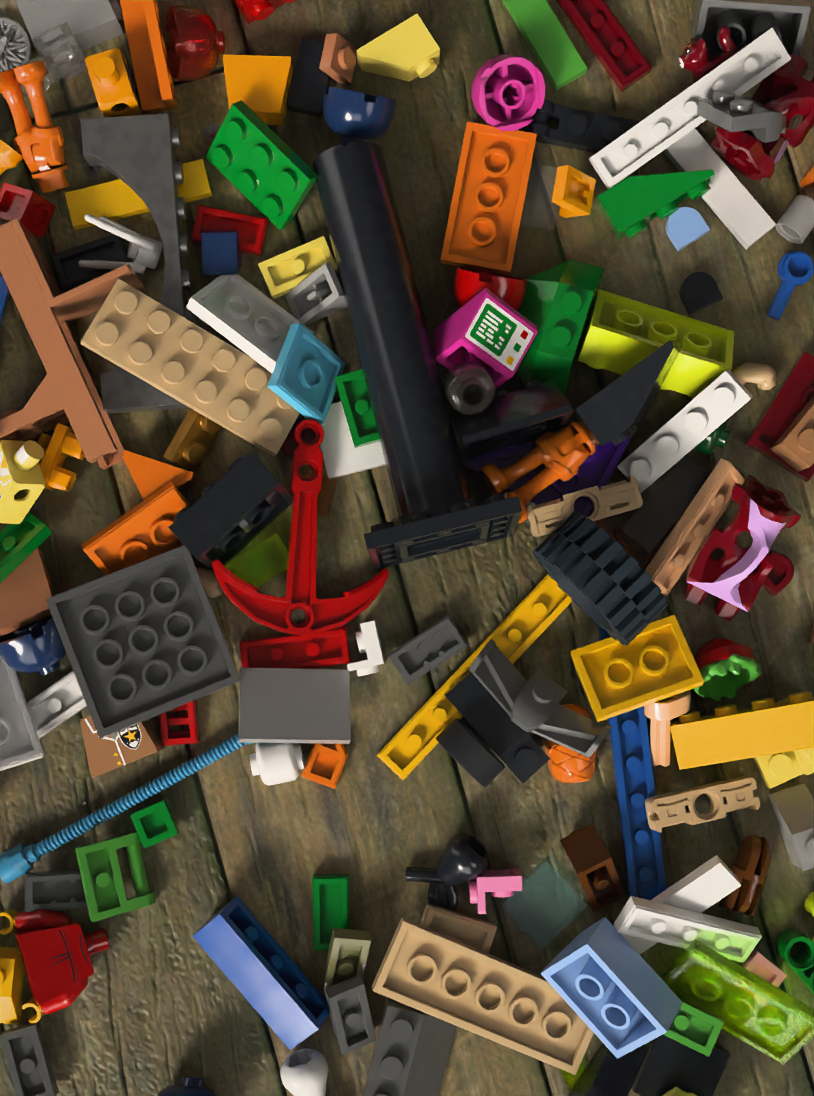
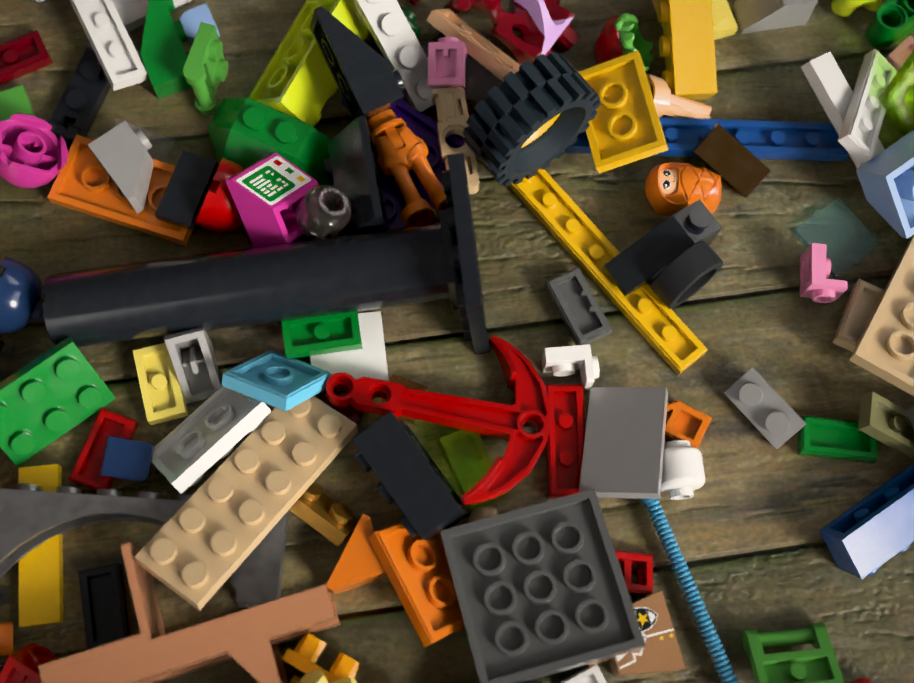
camera: 85 degrees left, 15 degrees down
(142, 249) = (102, 547): white plant -> none
(155, 823) = (737, 610): green plate -> none
(350, 839) = (765, 408): none -> light grey plate
(461, 861) = (794, 303): black piece -> none
(490, 253) = (187, 190): none -> black tile
(506, 189) = (126, 161): none -> light grey slope
(536, 702) = (643, 205): dark grey plate -> none
(573, 192) = (144, 109): light orange bracket -> none
(593, 867) = (802, 183): reddish brown slope -> none
(606, 789) = (731, 160): none -> dark brown tile
(632, 246) = (206, 68): none -> bright green plate
(666, 485) = (446, 63): none -> bright pink bracket
(680, 805) = (749, 100): tan piece -> none
(699, 292) = (263, 22): black tile -> none
(751, 869) = (802, 46): reddish brown arm -> none

